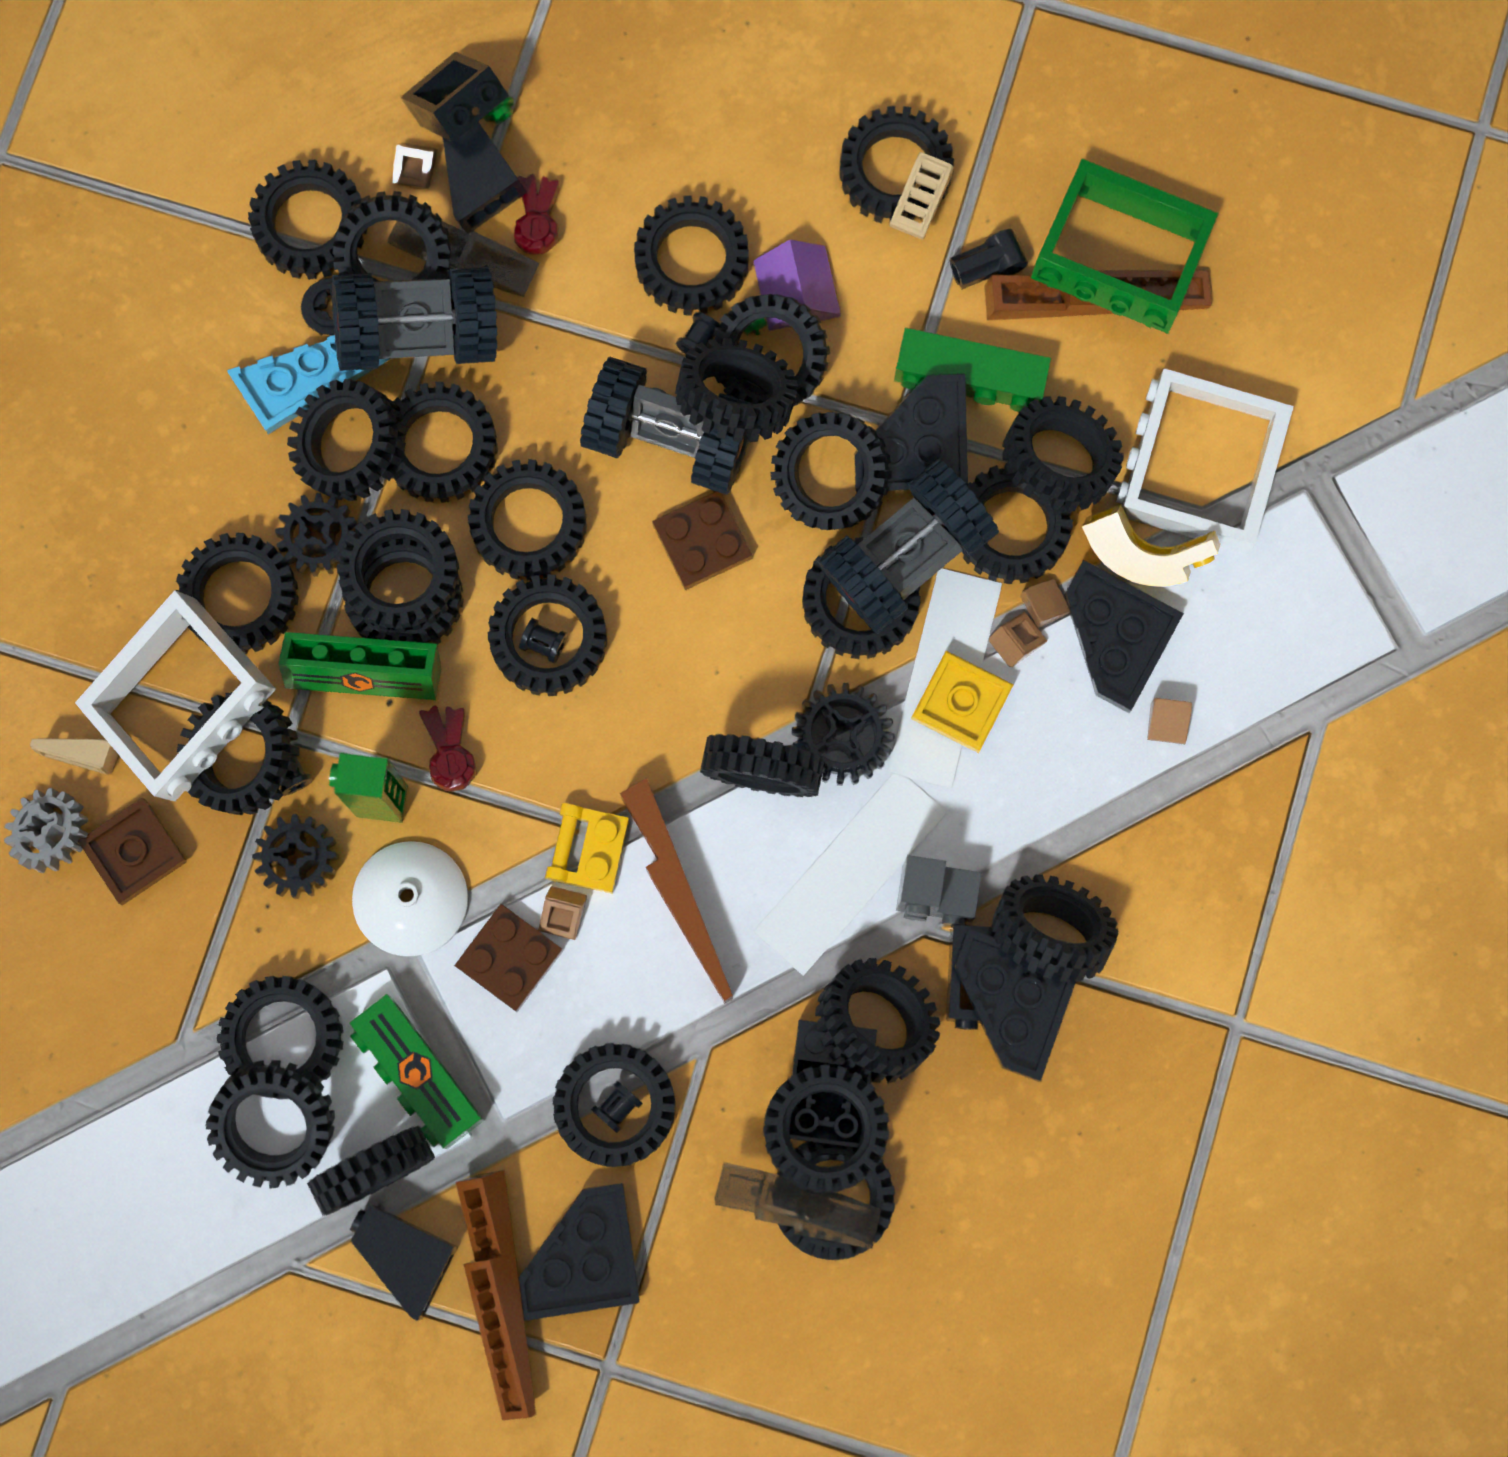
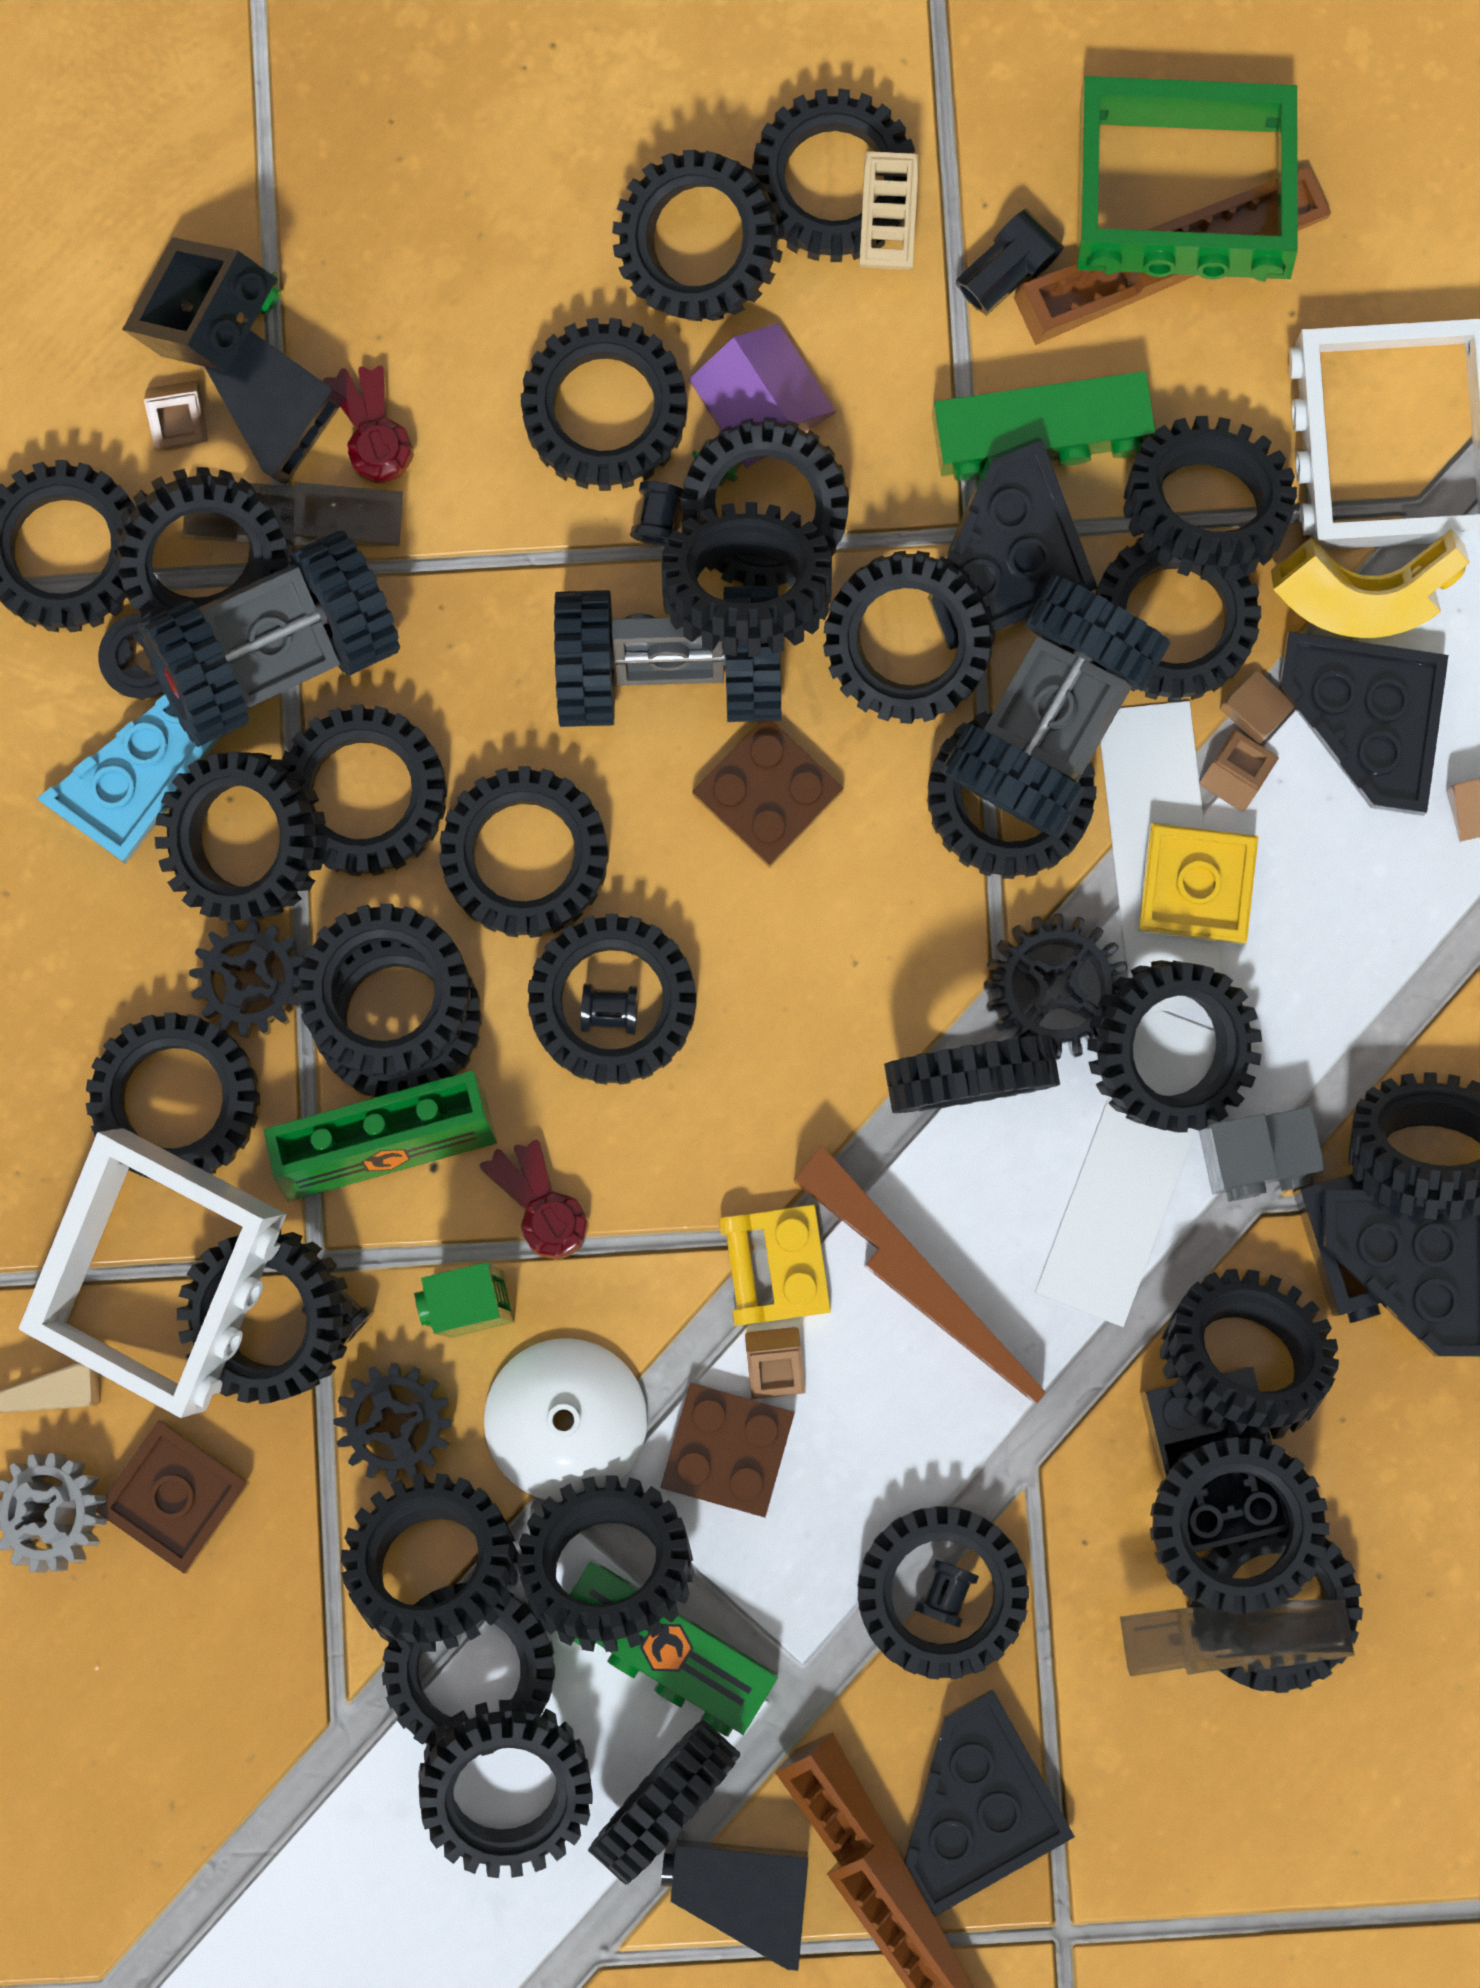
camera: 15 degrees left, 5 degrees up
(285, 993) = (465, 1609): none -> black tyre
(394, 1037) = (617, 1619): none -> black tyre
(764, 142) = (639, 223): none -> black tyre
(946, 812) = (1230, 1060): none -> black tyre

